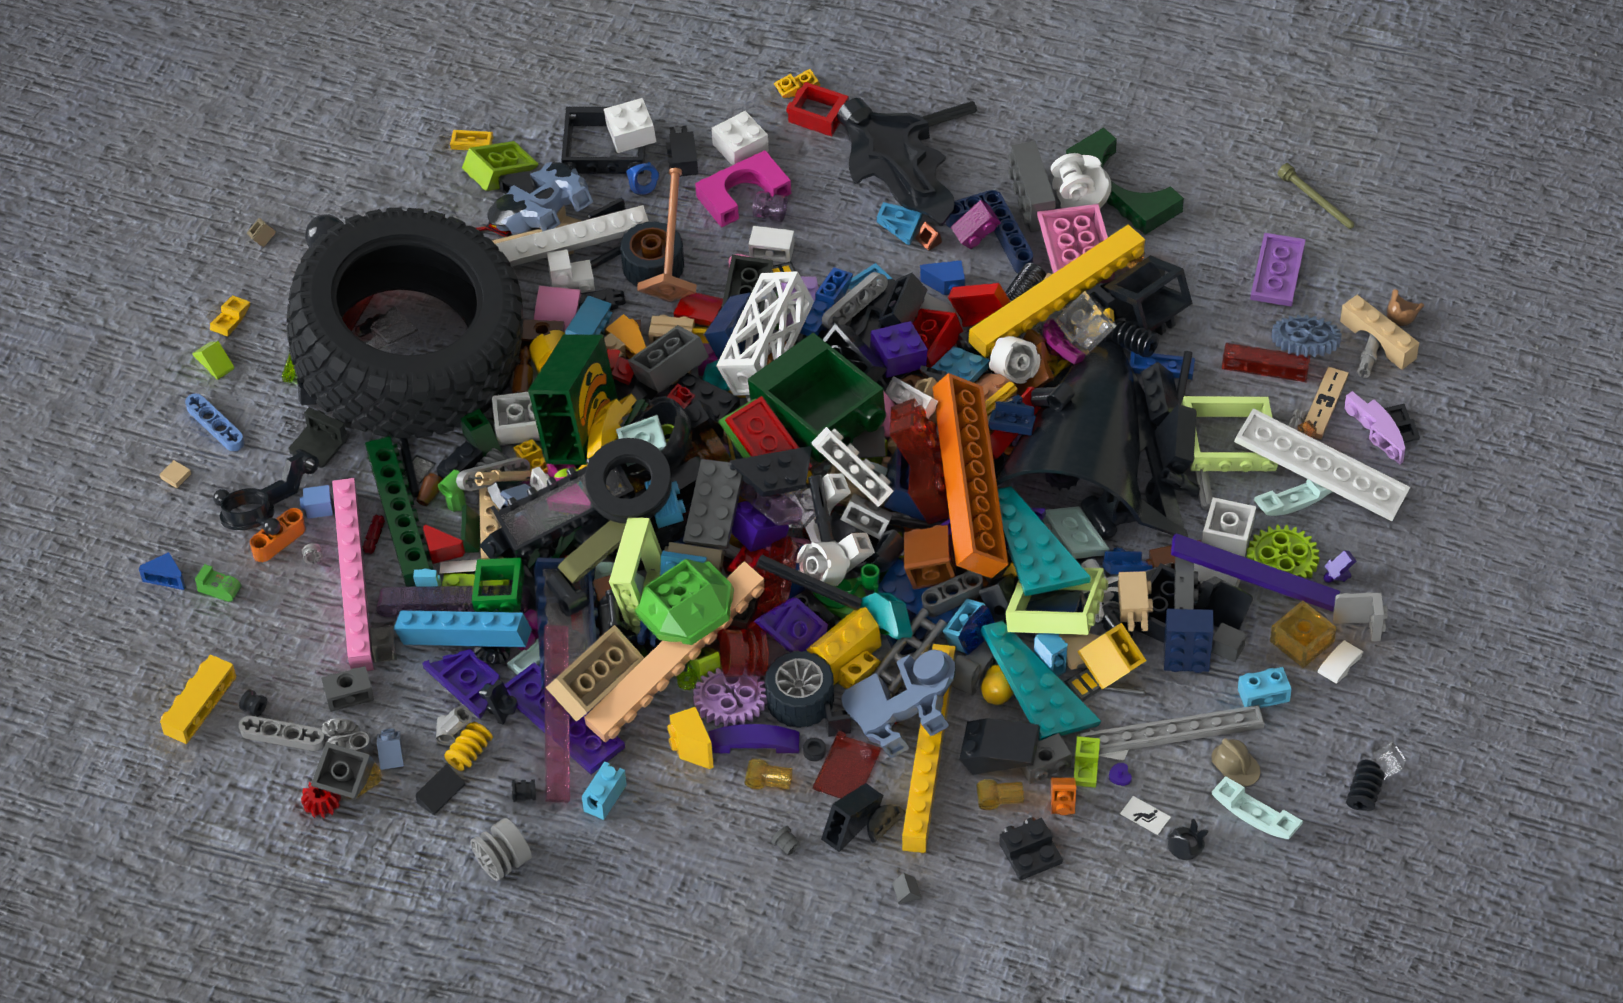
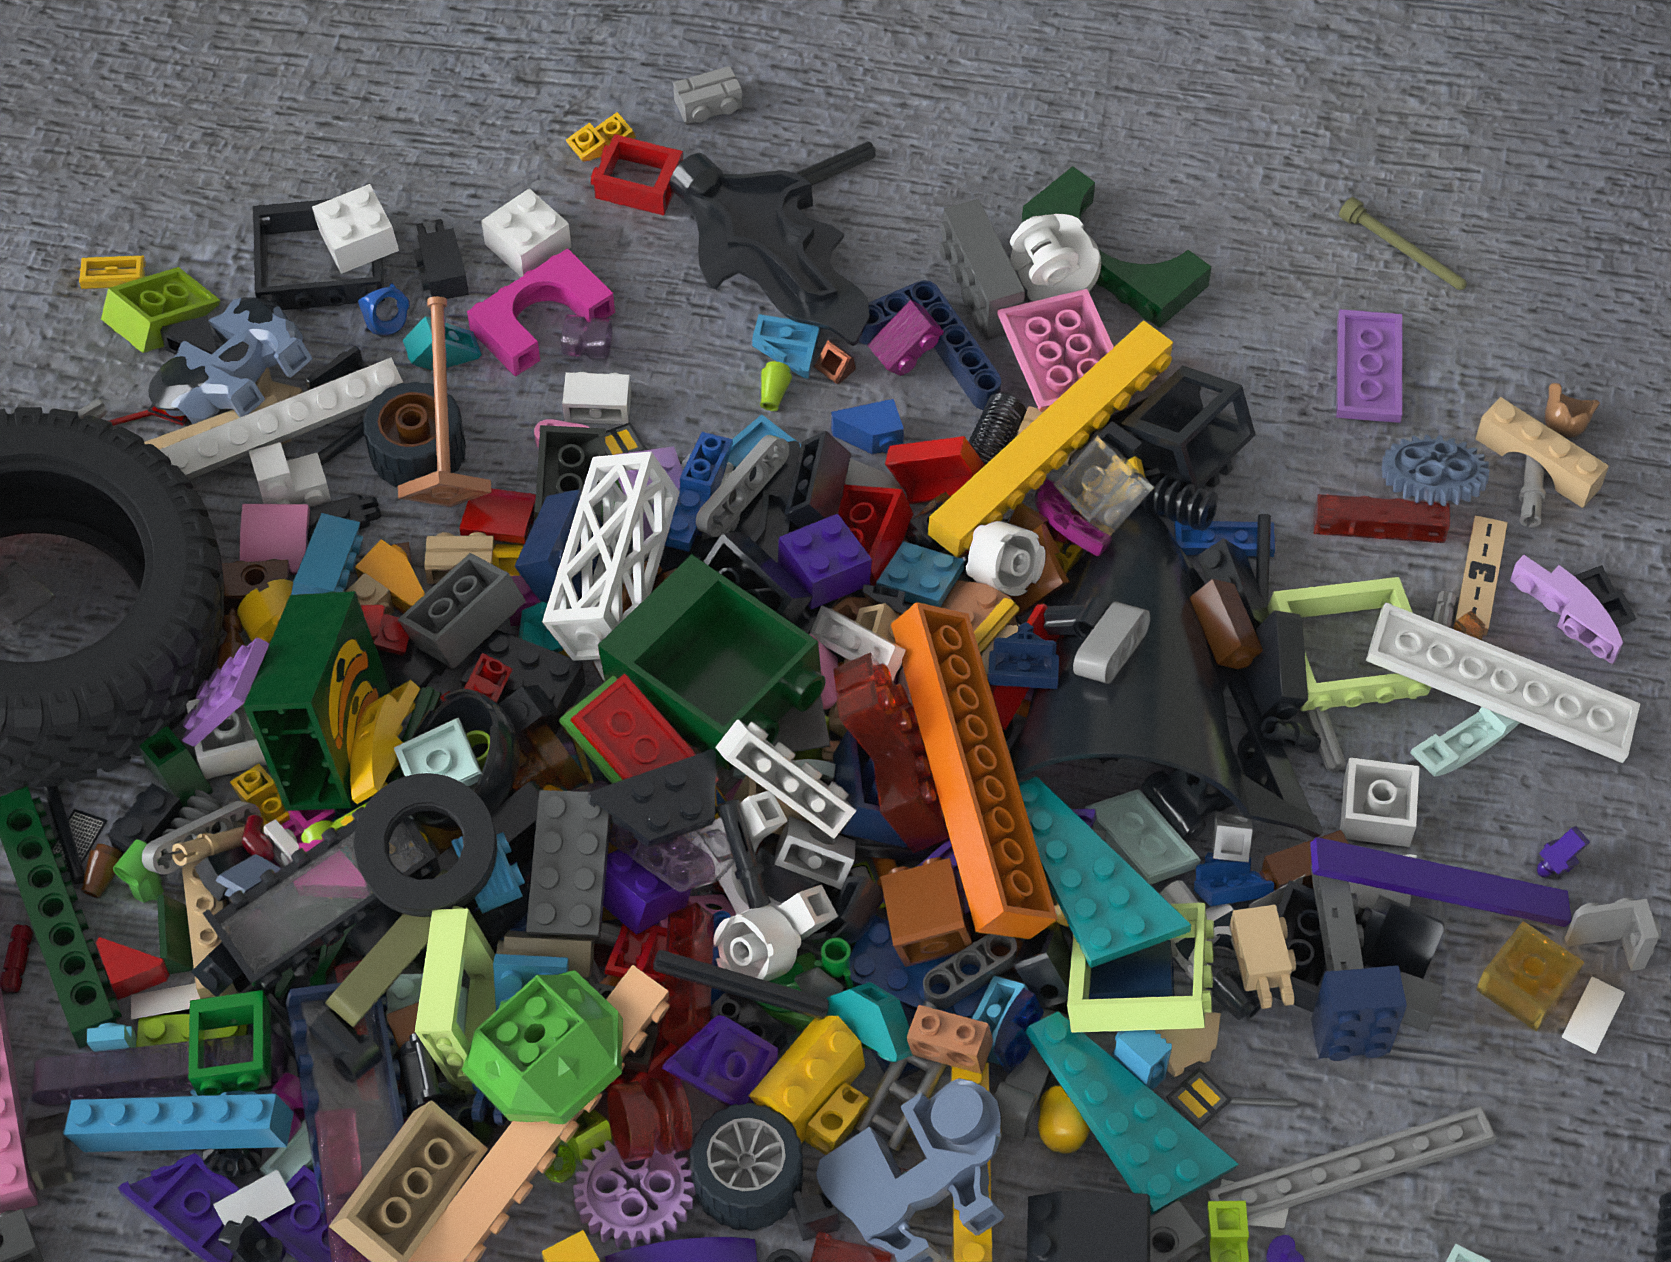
camera: 10 degrees left, 5 degrees up
(510, 675) = (257, 1200): none -> white sticker
(516, 386) = (224, 691): none -> medium lavender plate
(525, 477) = (255, 841): none -> dark red arm
(686, 206) = (459, 345): none -> teal slope
(858, 589) = (818, 983): none -> dark grey slope
(871, 62) = (708, 95): none -> light grey brick
(887, 244) = (774, 383): none -> lime cone
(932, 627) = (950, 1039): none -> nougat brick
(1068, 409) = (1111, 642): none -> light grey beam
(1111, 656) = (1239, 1050): yellow slope -> none
(1131, 537) = (1232, 837): none -> light grey brick
(1148, 411) = (1226, 624): none -> reddish brown brick
(1236, 762) = (1464, 1213): dark tan piece -> none
(1264, 688) = (1486, 1076): medium azure brick -> none
(1285, 551) = (1482, 819): lime gear -> none

